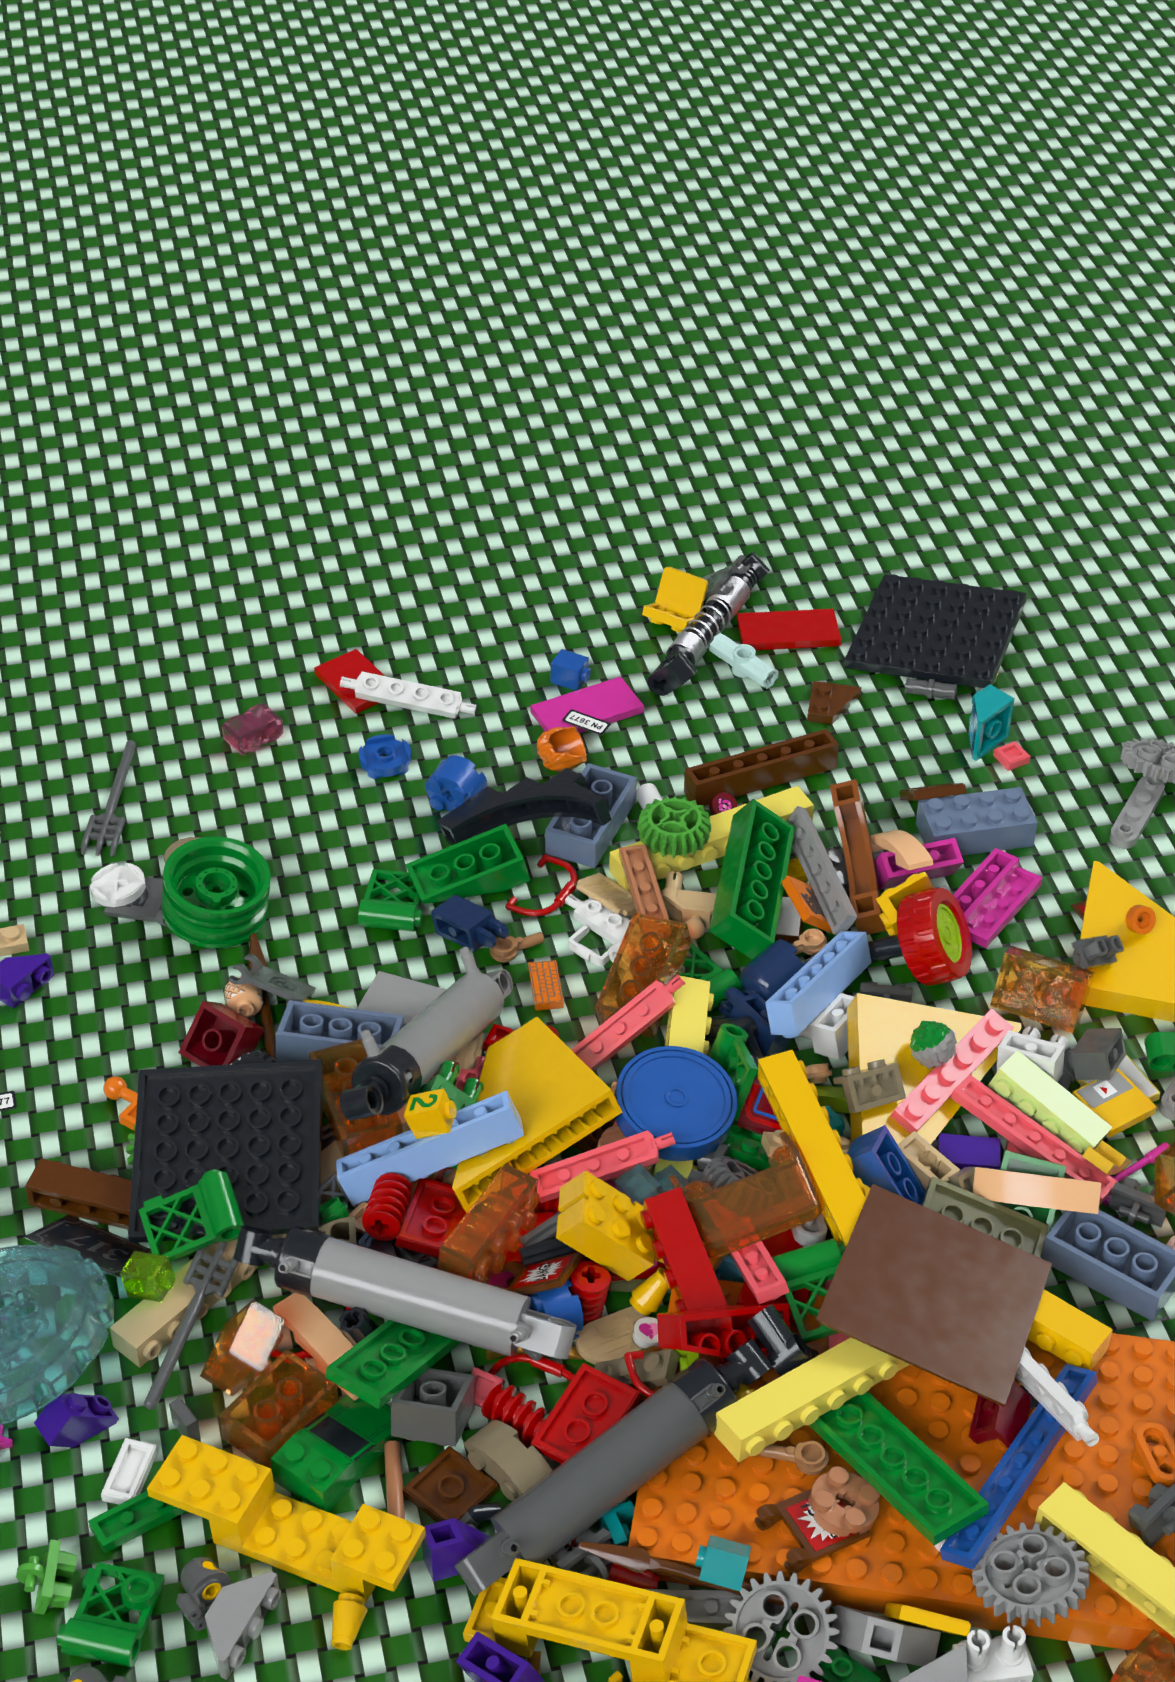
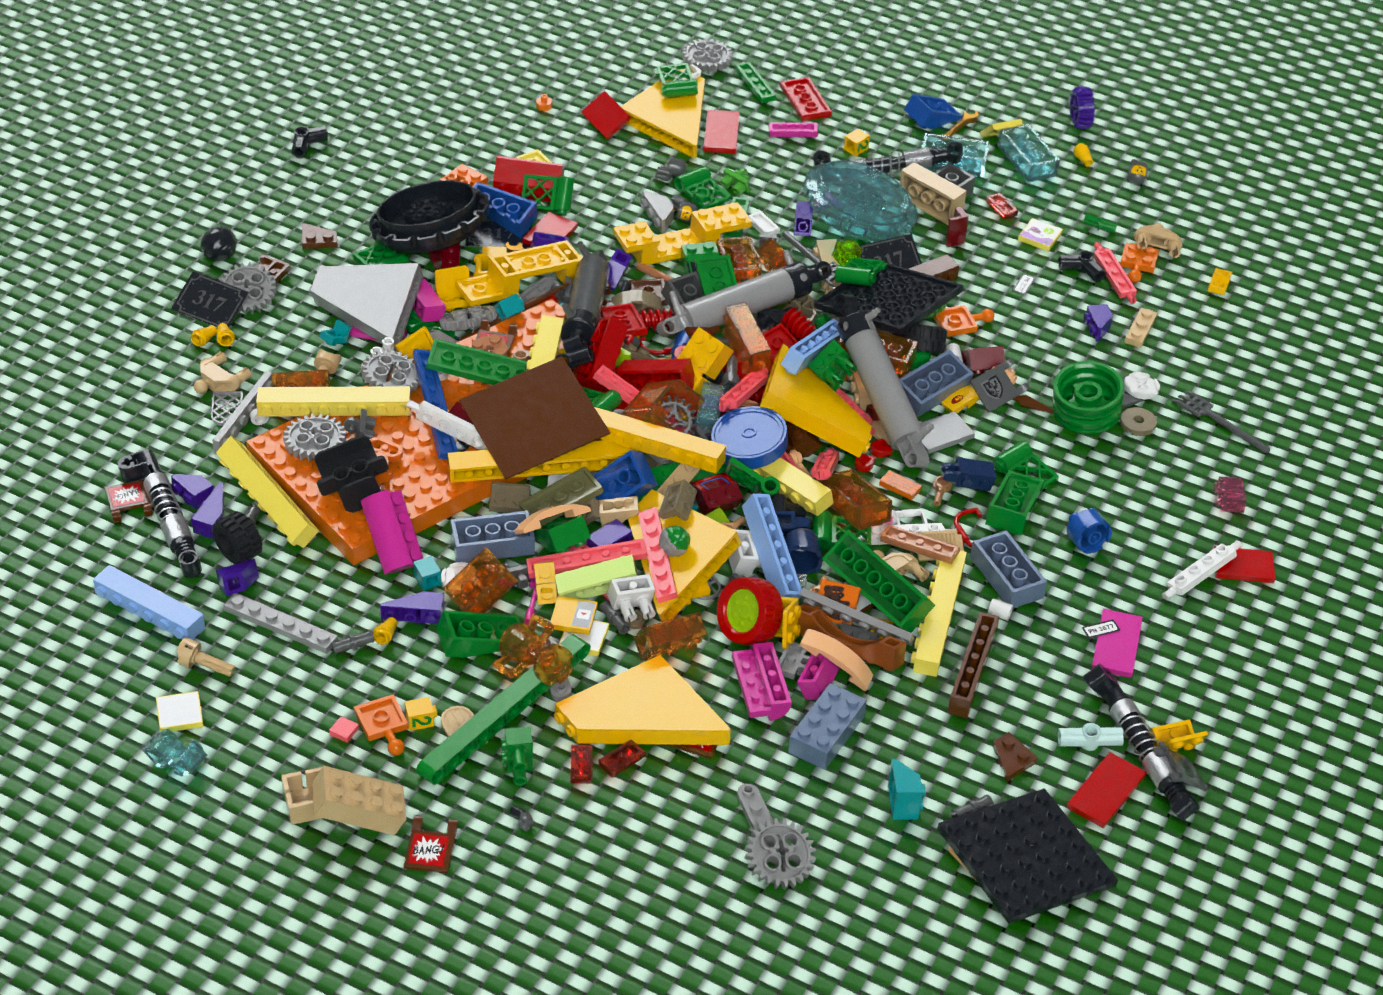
camera: 130 degrees right, 0 degrees up
(395, 763) = (1145, 535): blue plate -> none
(430, 1113) = (822, 333): yellow brick -> none
(528, 800) = (1026, 538): black arch -> none
(561, 748) = (1080, 594): orange hair -> none
(570, 670) = (1160, 652): blue brick -> none
(674, 826) = (964, 575): bright green gear -> none
(721, 803) = (962, 635): dark red tile -> none
(932, 791) = (871, 722): reddish brown tile -> none
(1011, 756) = (871, 802): coral tile -> none
(1096, 951) = (662, 658): dark grey hips -> none
(1098, 1054) = (605, 626): dark grey brick -> none
(1140, 919) = (663, 701): orange tile -> none

